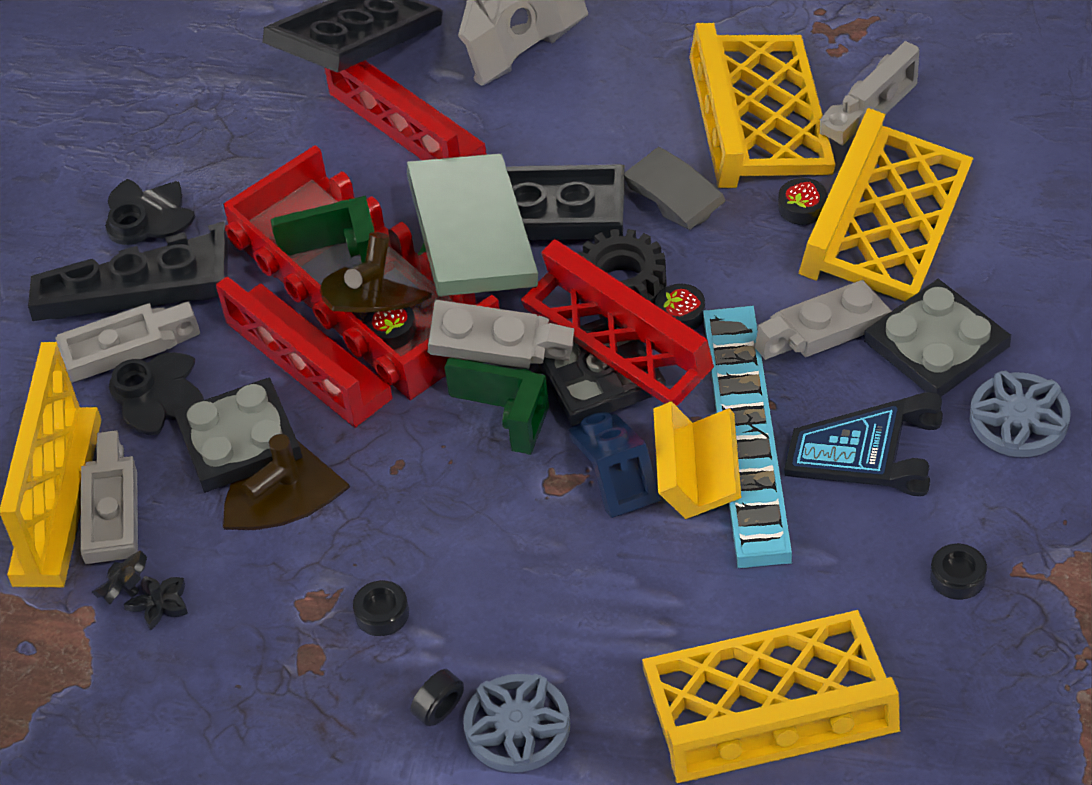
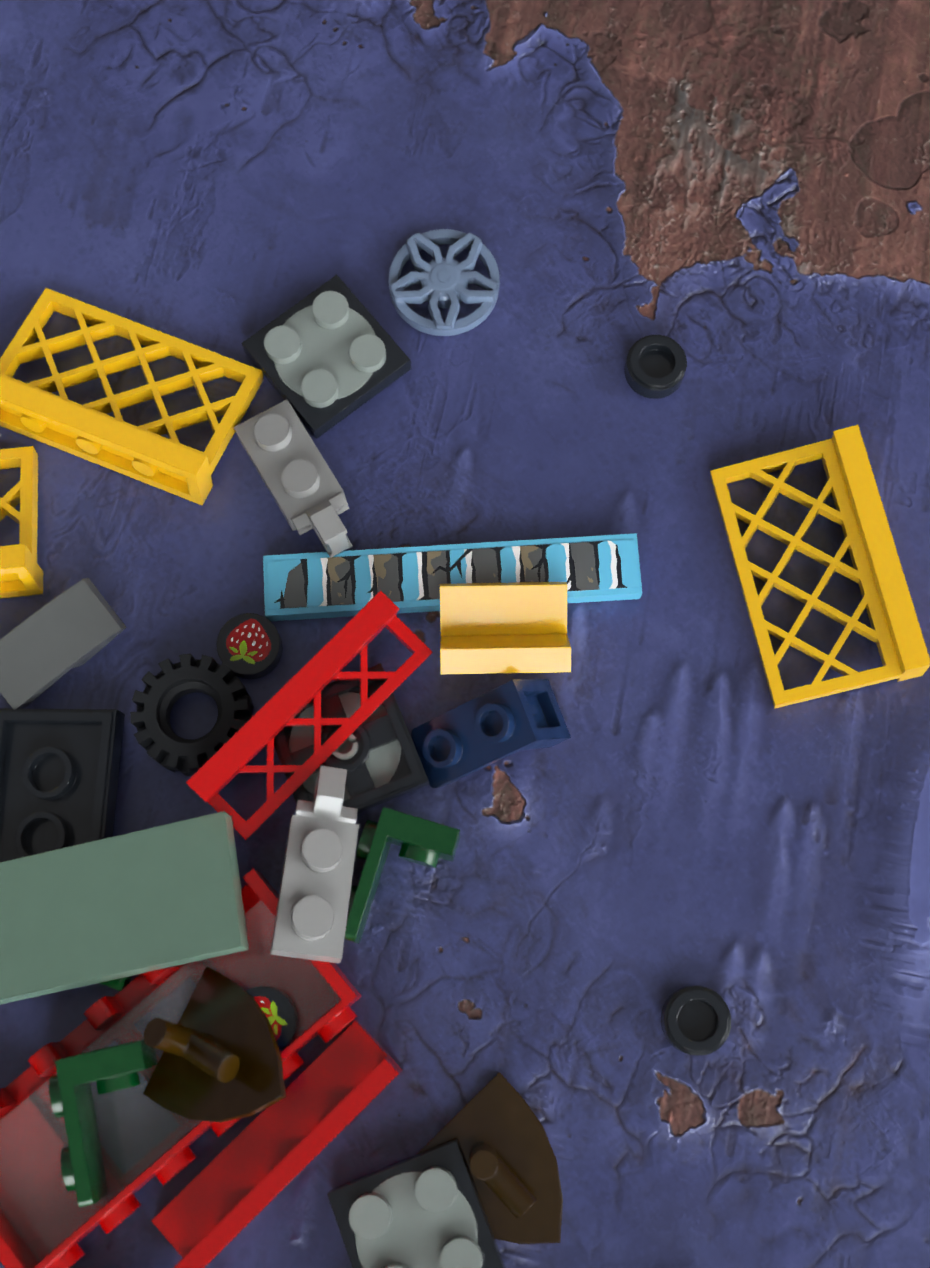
camera: 95 degrees left, 25 degrees up
(437, 697) = (839, 942): black tile -> none
(517, 722) = (857, 850): sand blue wheel -> none
(801, 200) = (87, 490): black tile -> none
(865, 445) = (478, 451): flag -> none

